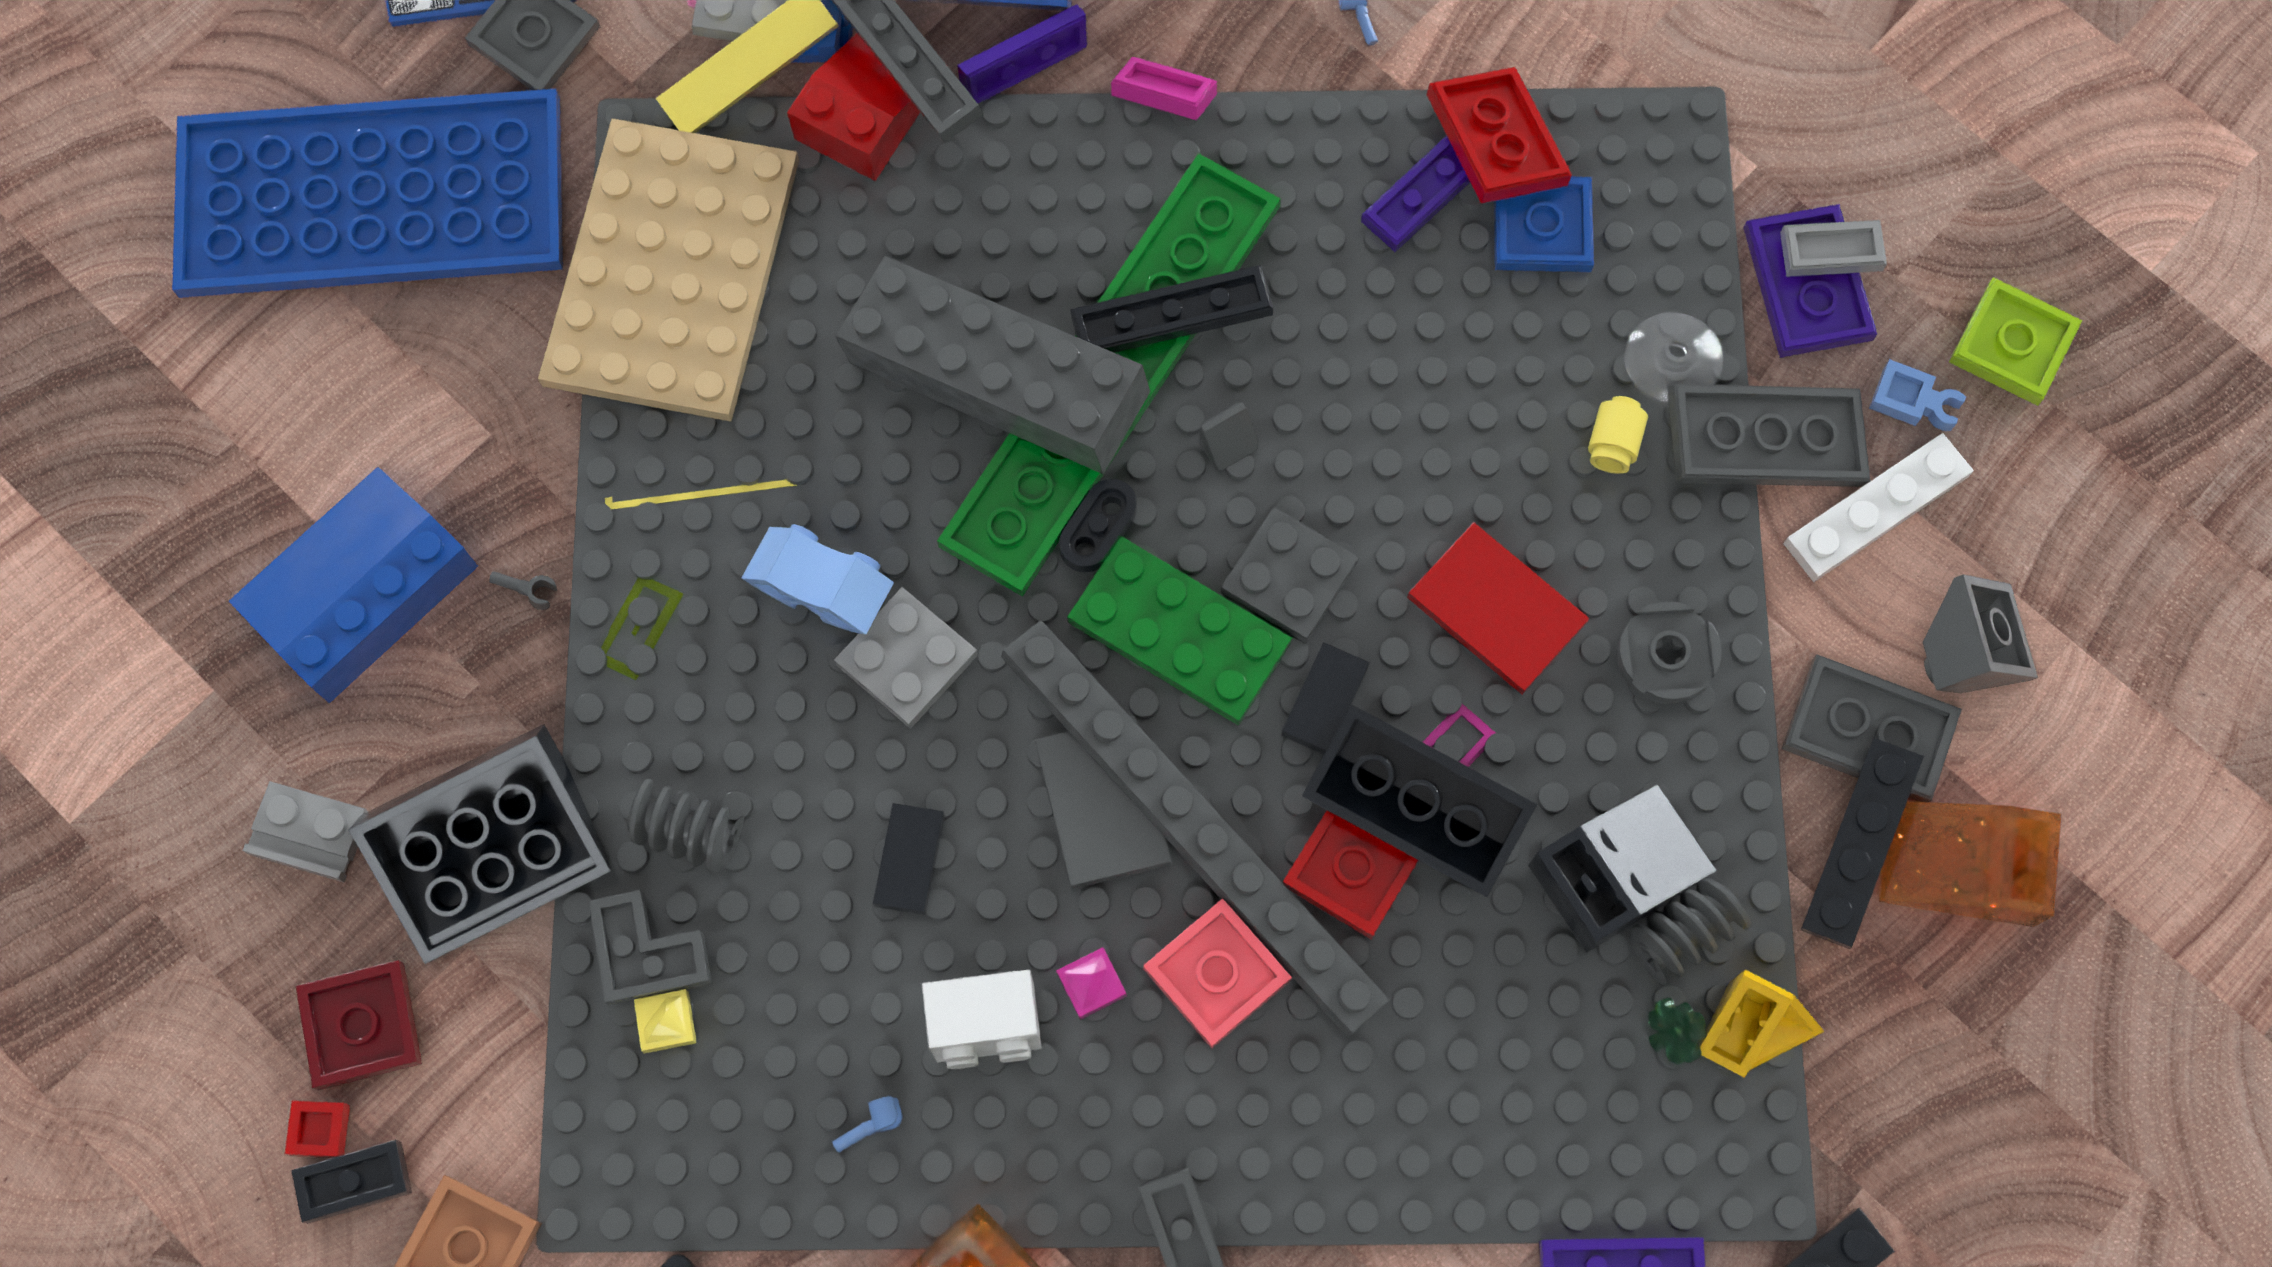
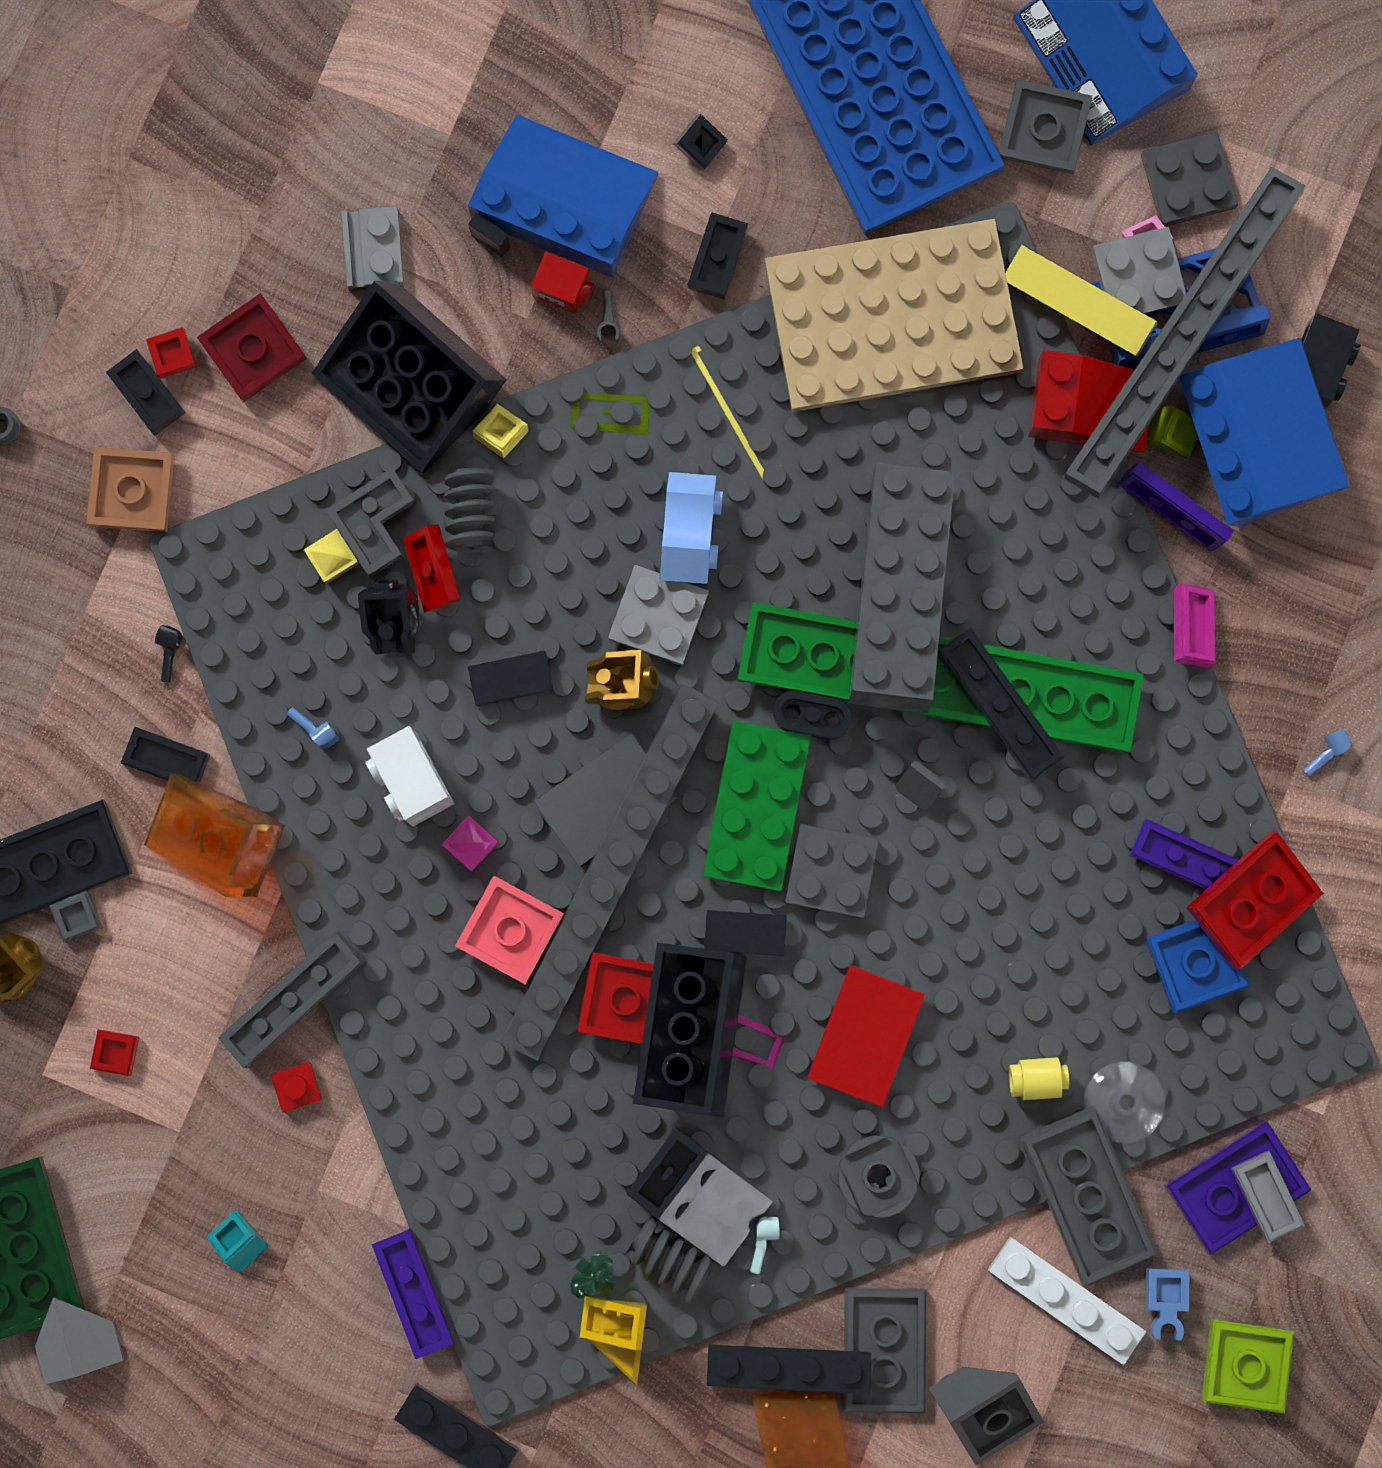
camera: 70 degrees right, 10 degrees up
(358, 683) = (489, 234): none -> black tile
(366, 404) = (700, 142): none -> black tile
(457, 620) = (562, 283): none -> red brick
(509, 434) = (717, 255): none -> black plate
(602, 756) = (500, 431): none -> light yellow tile
(734, 900) = (431, 568): none -> red plate
(772, 972) = (389, 616): none -> black hand
(942, 29) = (1173, 431): none -> lime slope
(966, 725) = (621, 680): none -> pearl gold hand
(1688, 806) = (767, 1229): none -> light aqua hand

